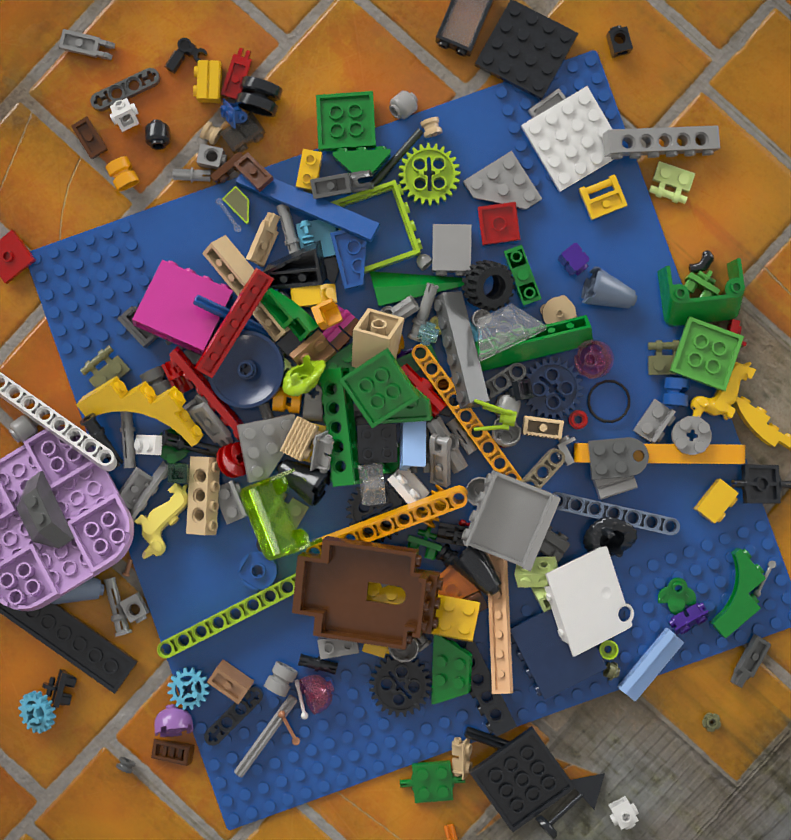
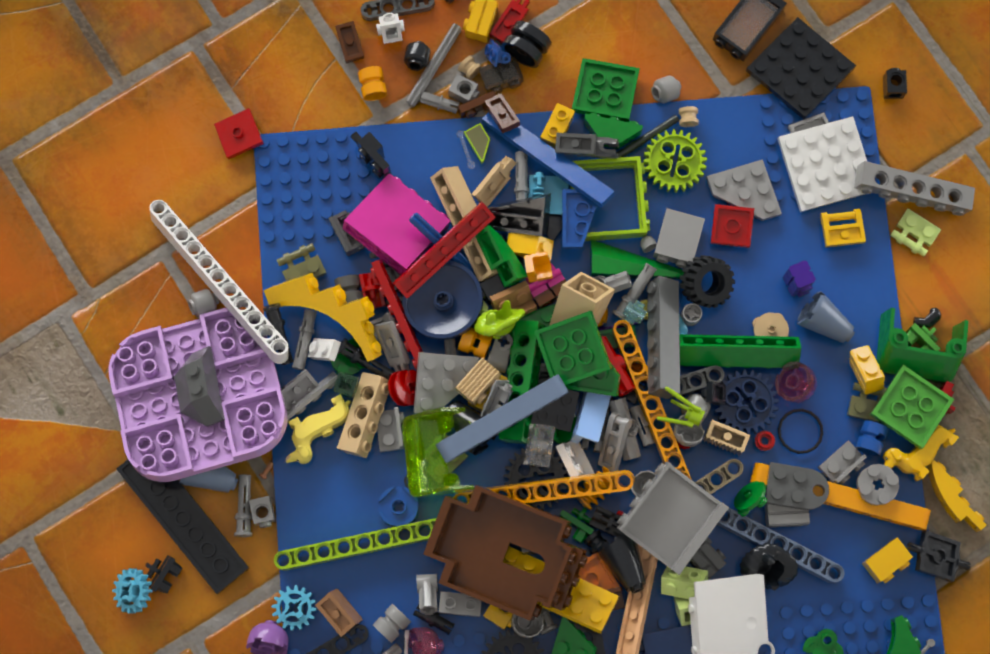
camera: 15 degrees right, 10 degrees down
(139, 244) = (372, 152): none -> black plate
(176, 138) = (433, 65): none -> light grey axle
(305, 640) = (427, 588): none -> light grey piece
(330, 470) = (502, 418): none -> sand blue beam
(505, 329) = (713, 328): clear wing -> none
(524, 280) = (744, 287): green slope -> none
(562, 446) = (745, 458): light grey bracket -> none
(578, 478) = (750, 497): none -> green piece
(656, 329) = (866, 369): none -> yellow brick

